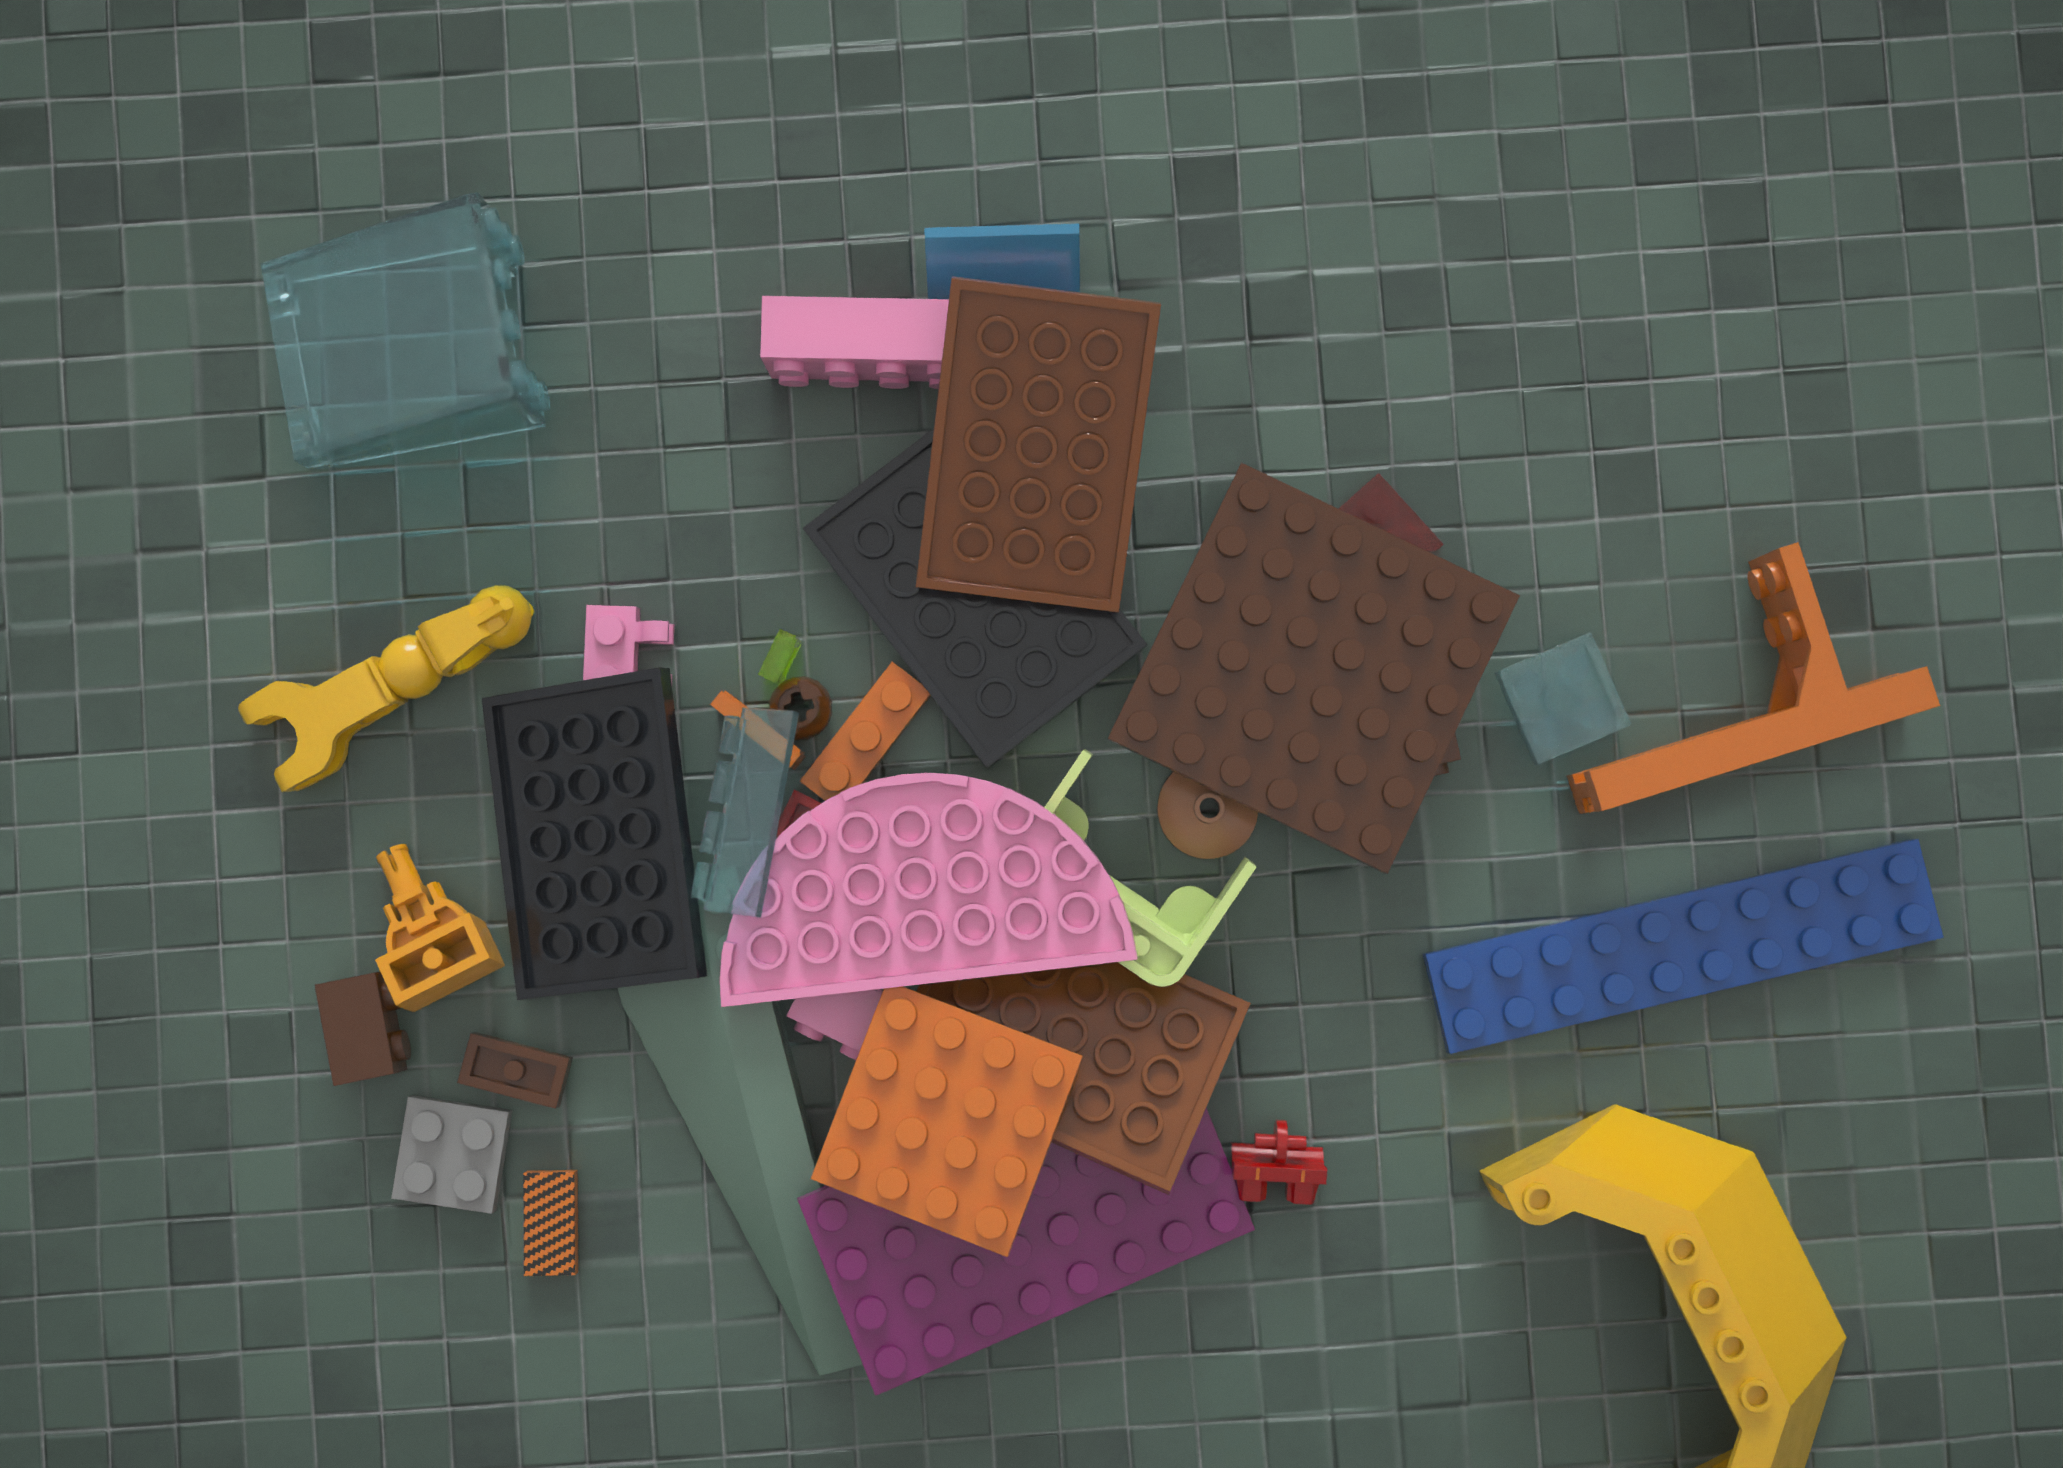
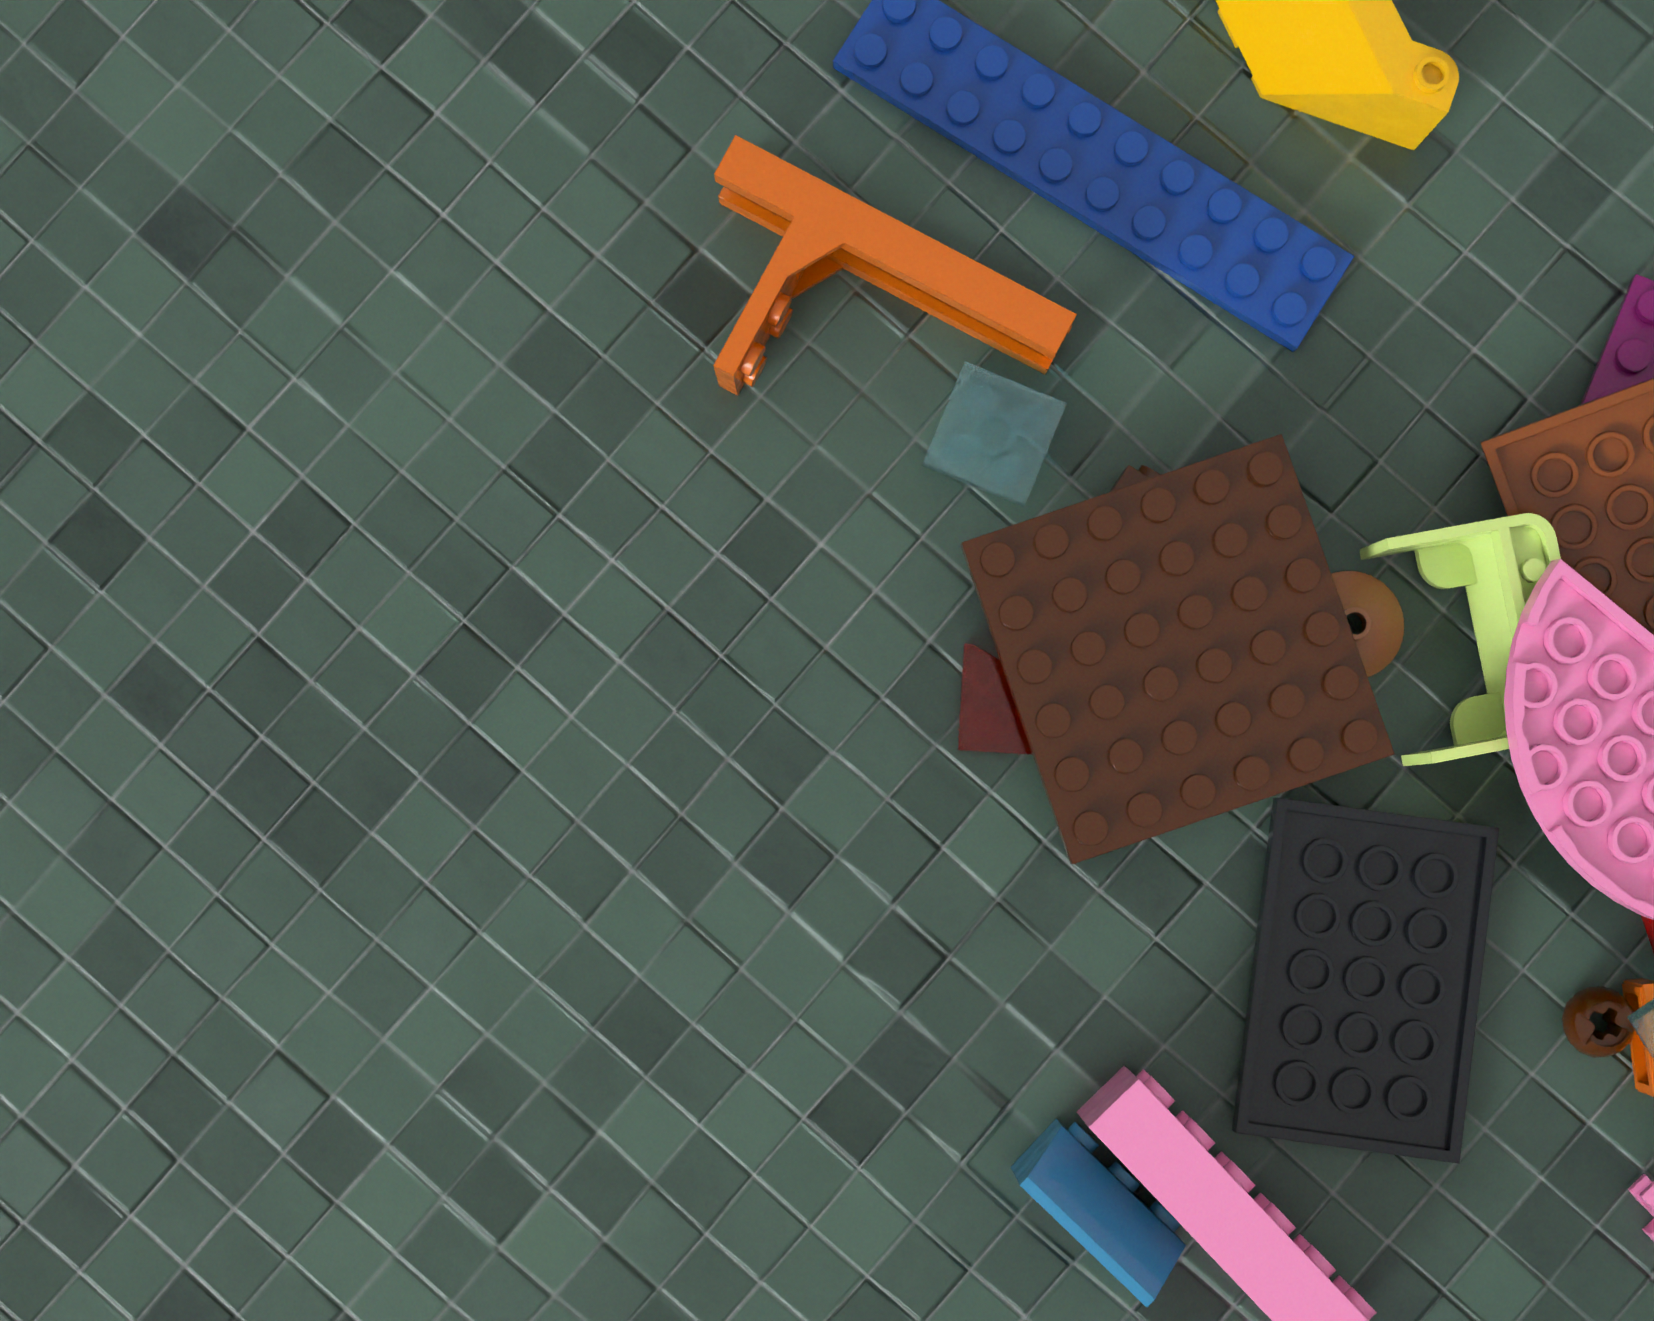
camera: 135 degrees left, 0 degrees up
(780, 657) = (1576, 1078): clear neon green tile -> none
(867, 733) = (1566, 947): orange plate -> none
(1037, 443) = (1227, 1043): dark orange plate -> none
(1278, 1159) = (1571, 304): red hips -> none

